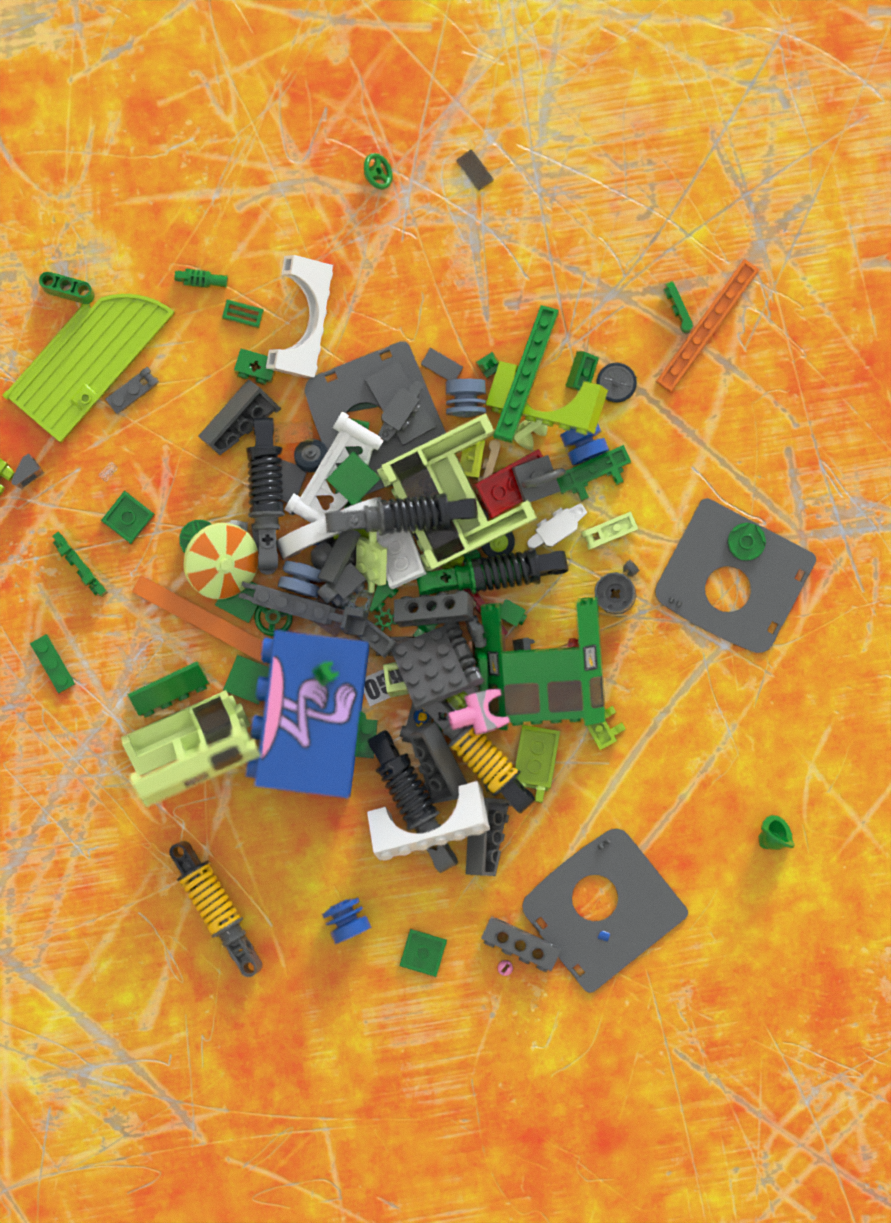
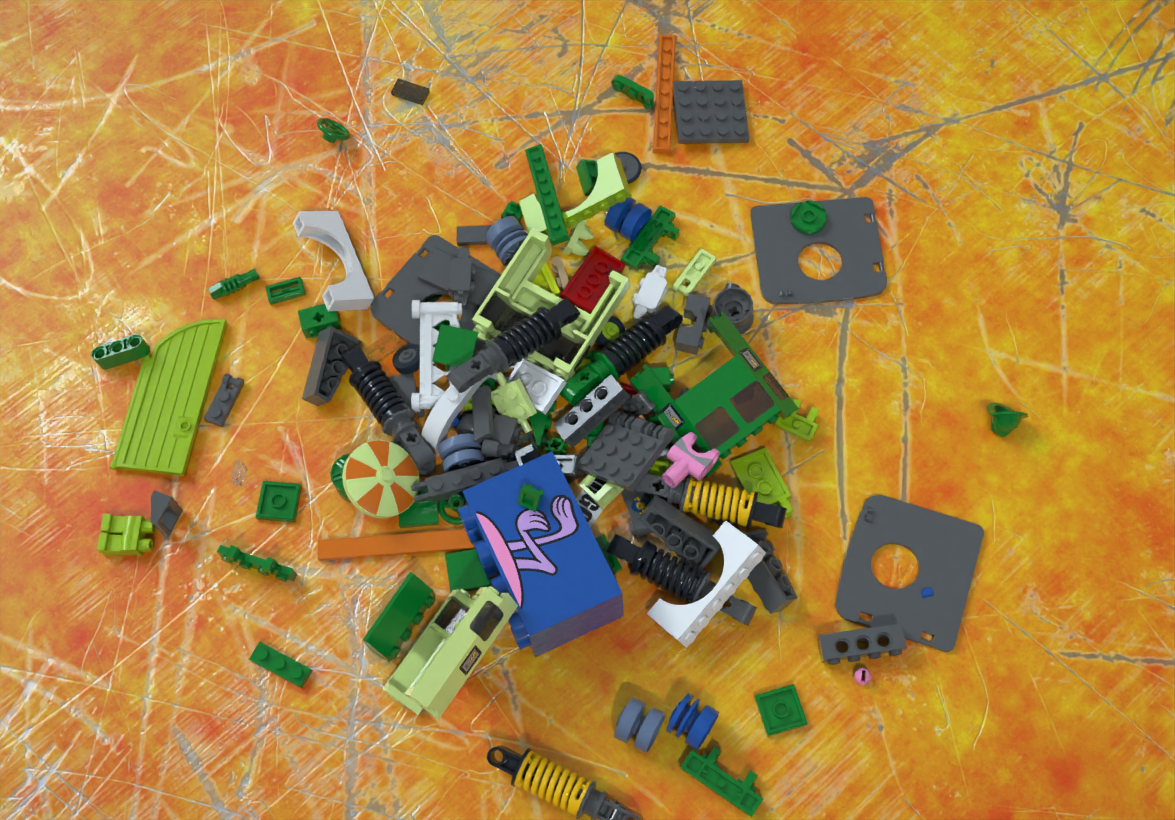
camera: 25 degrees left, 20 degrees down
(301, 892) = (633, 722): none -> sand blue wheel
(334, 967) = (706, 771): none -> green hinge
(537, 478) = (609, 259): dark grey tile -> none
(589, 569) = (690, 338): none -> dark grey arch
(734, 375) = (710, 112): none -> dark grey plate

